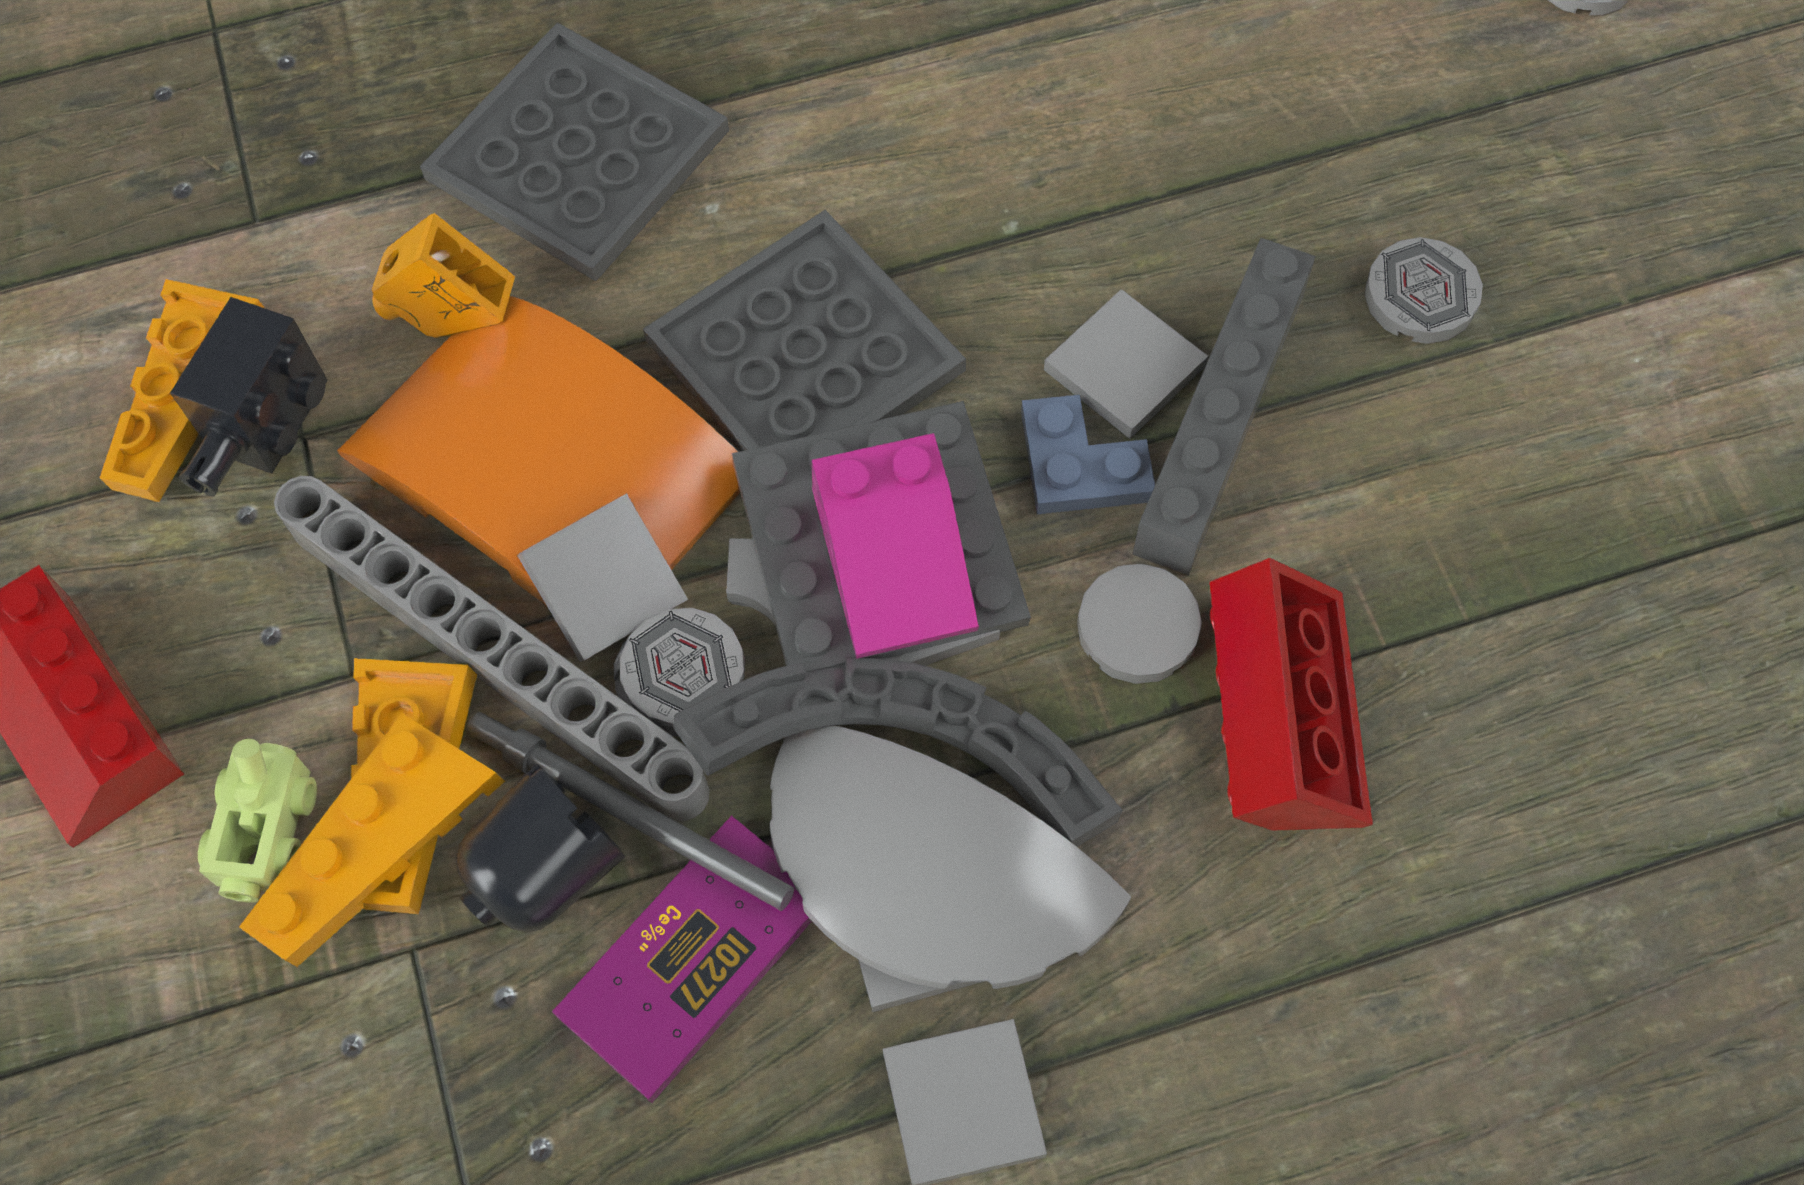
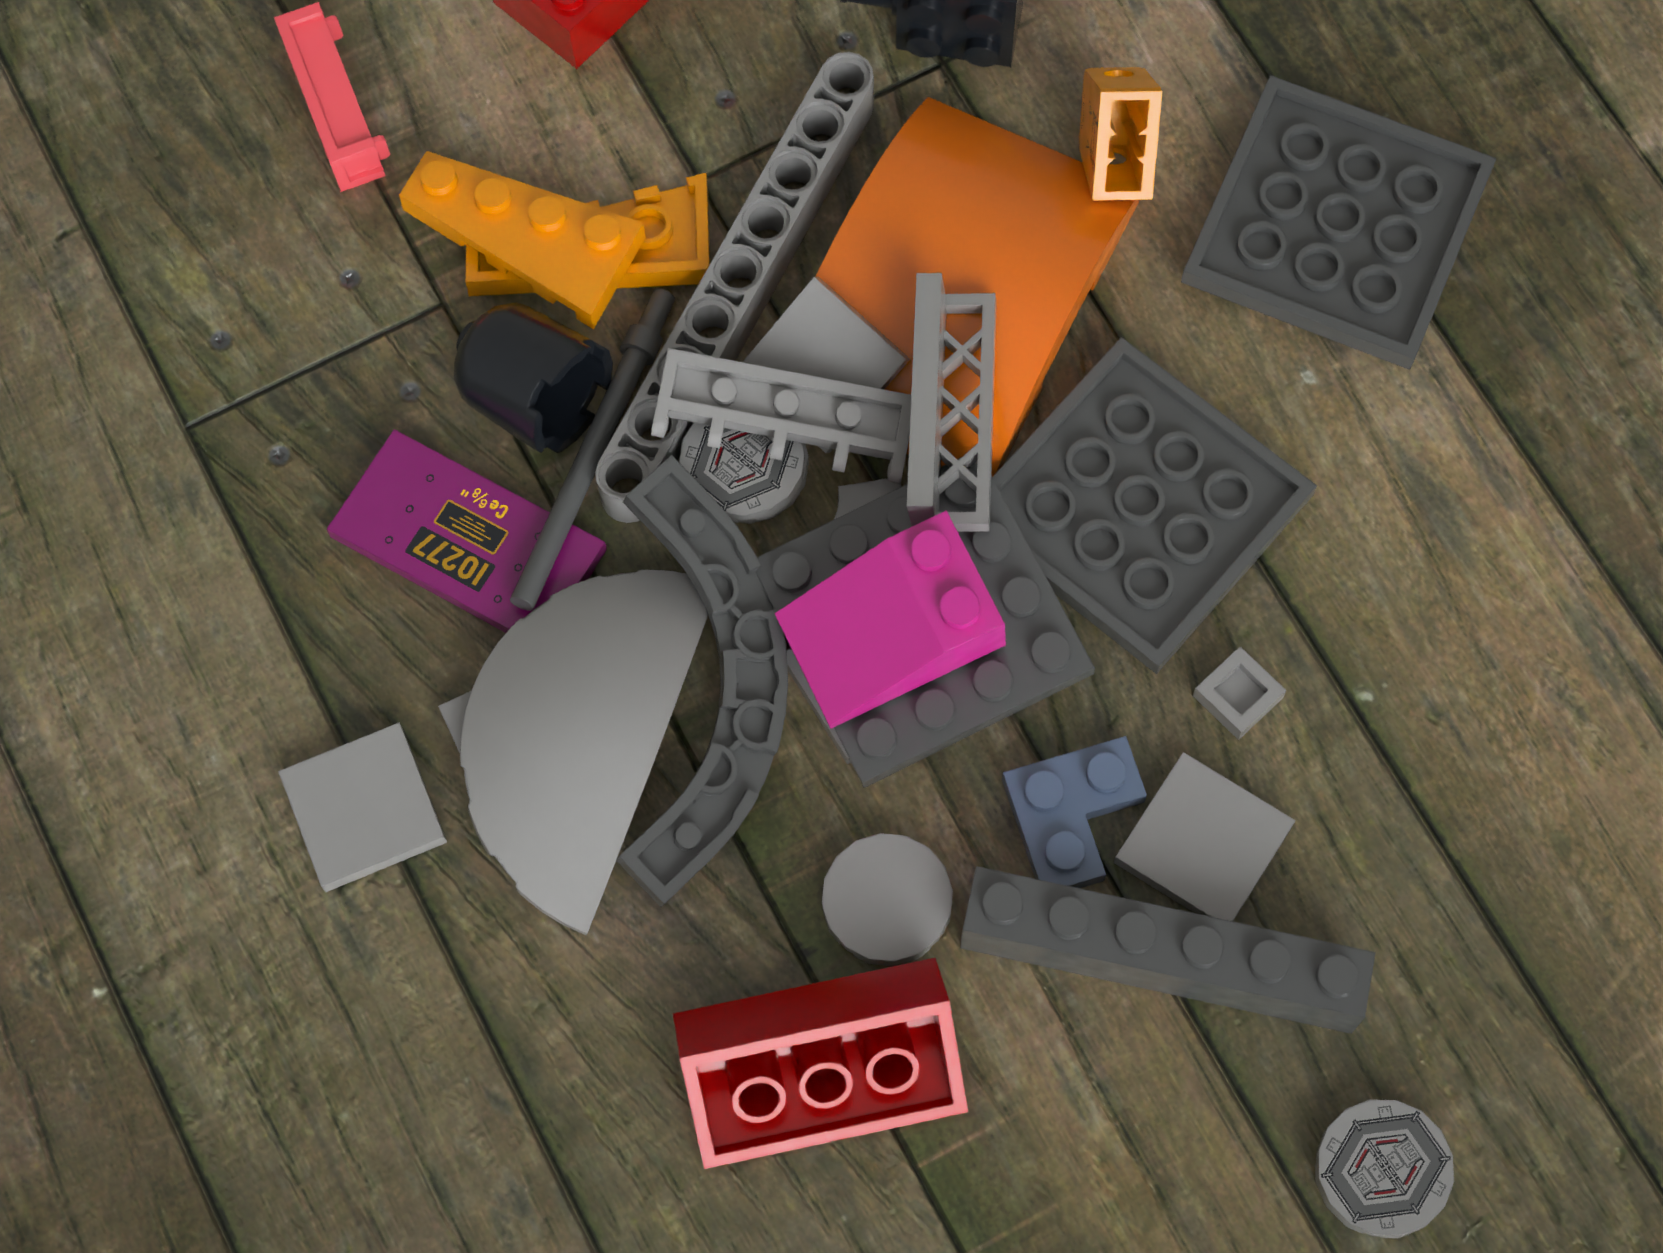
camera: 80 degrees right, 5 degrees up
(128, 1029) = (330, 96): none -> coral container
(258, 812) = (531, 135): yellowish green brick -> none
(646, 610) = (784, 408): none -> light grey hinge
(690, 471) = (929, 394): none -> light grey fence
(995, 312) = (1239, 693): none -> light grey tile

